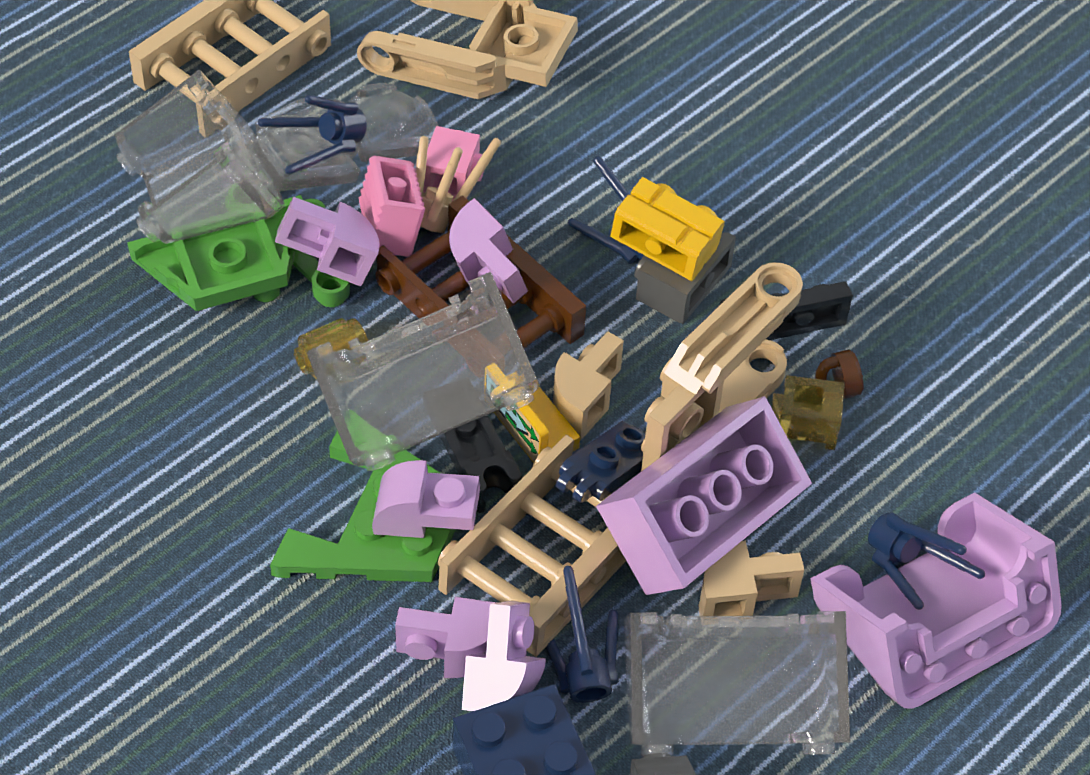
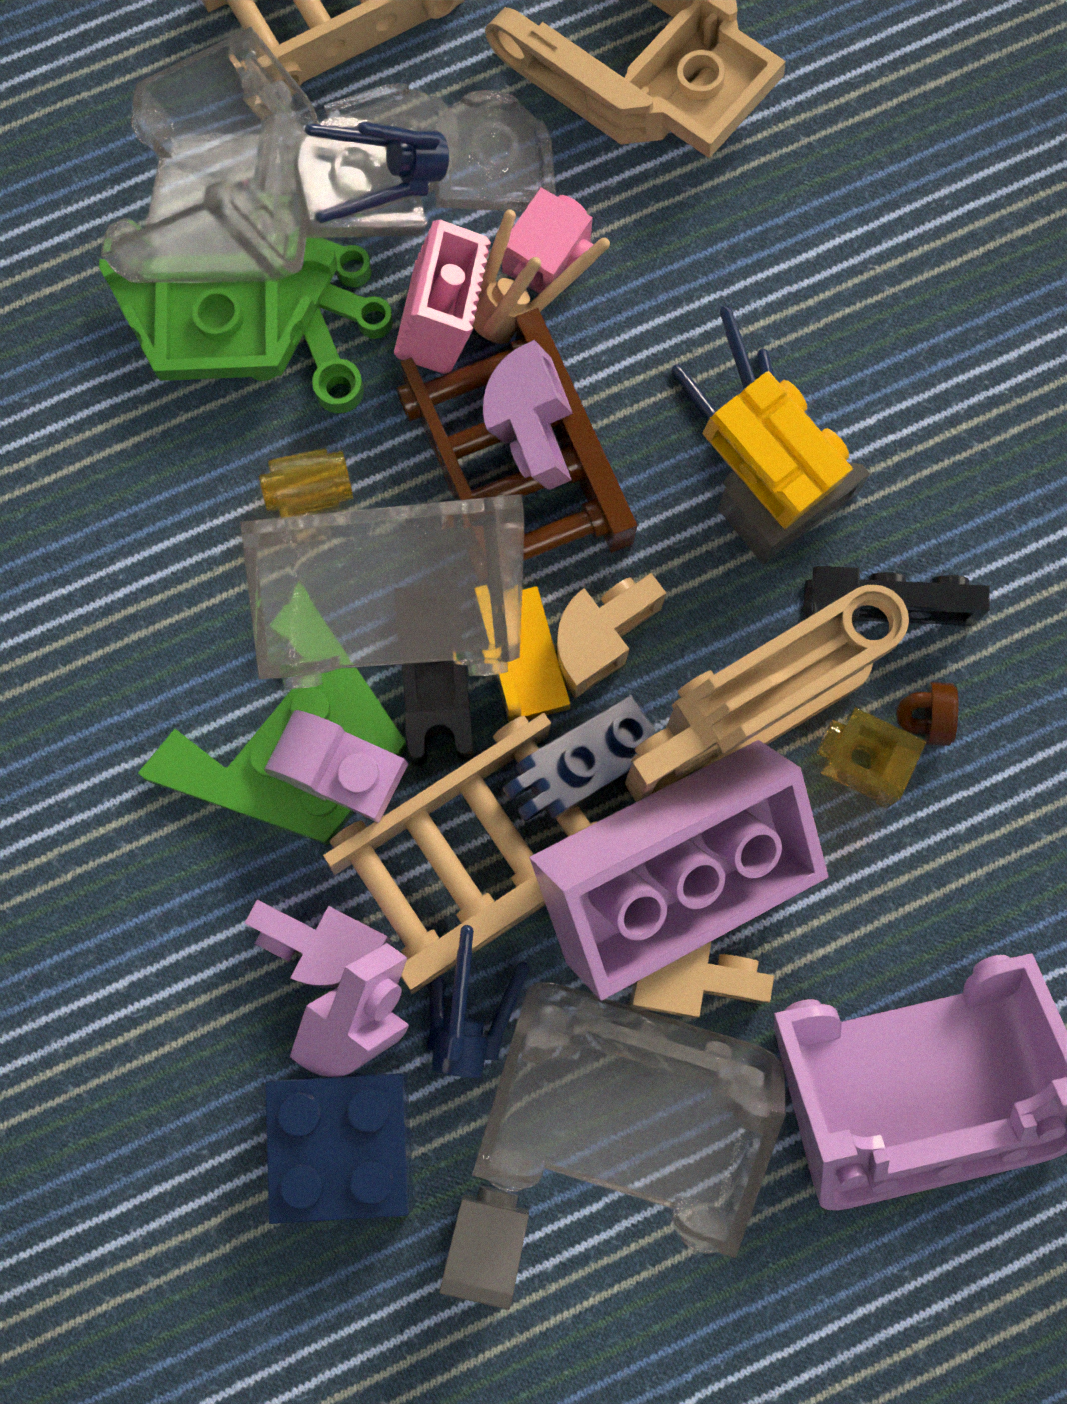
camera: 20 degrees right, 25 degrees up
(340, 239) = (360, 337): lavender brick -> none
(901, 541) = (914, 982): dark blue plant -> none

